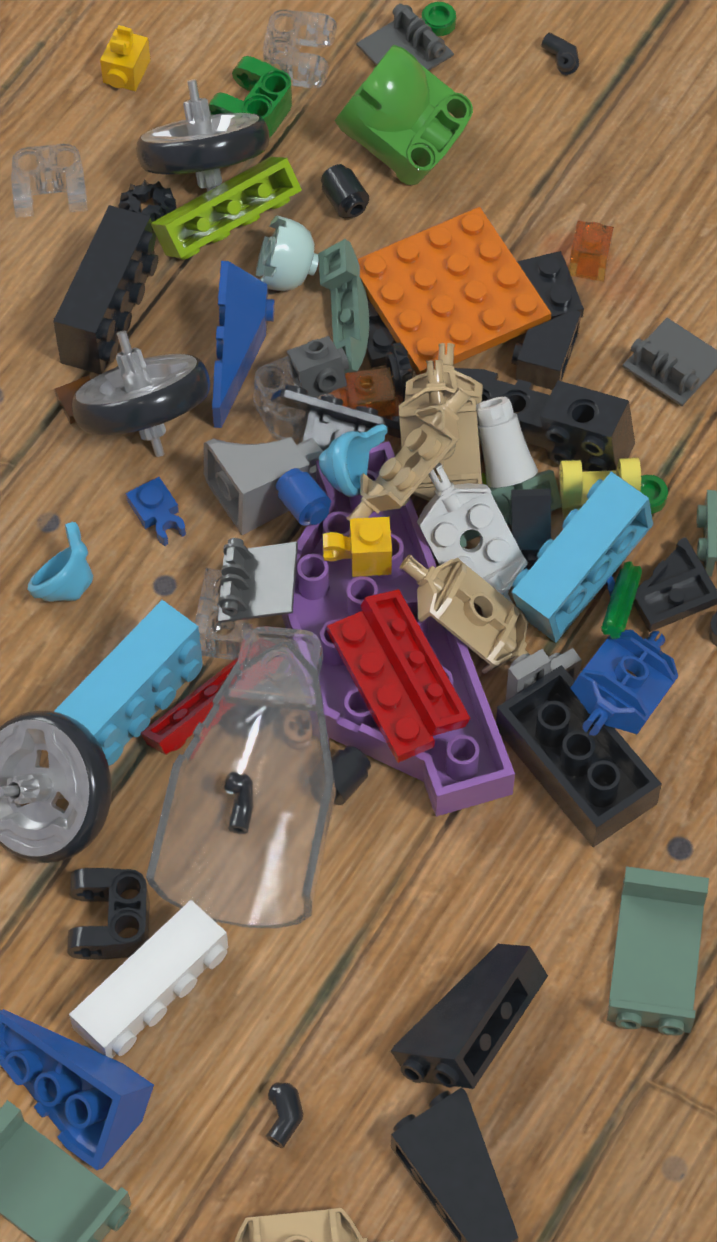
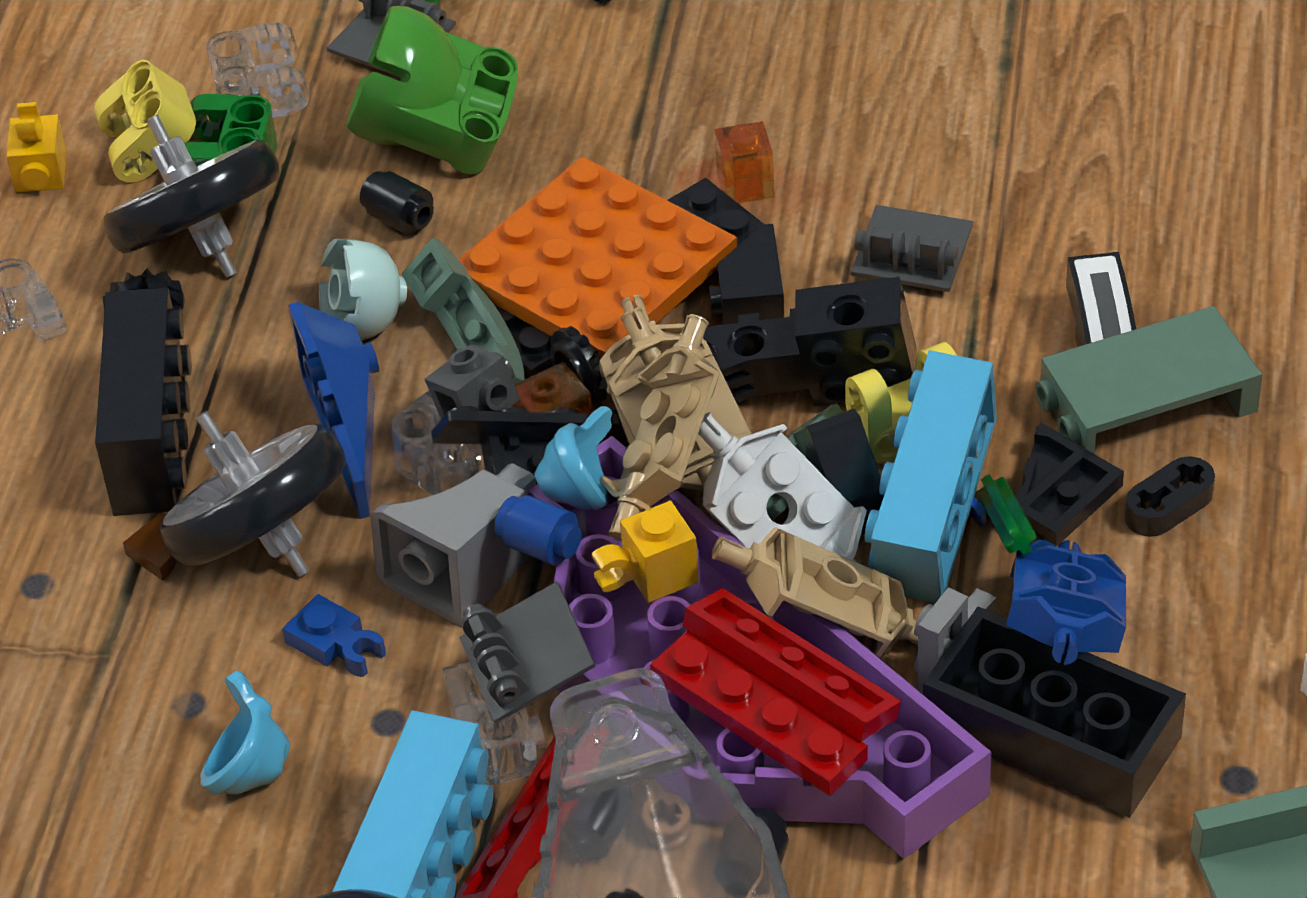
camera: 20 degrees left, 15 degrees down
(213, 60) = (142, 94): none -> light yellow piece
(226, 207) = (255, 262): lime brick -> none
(503, 444) = (760, 386): white plant -> none

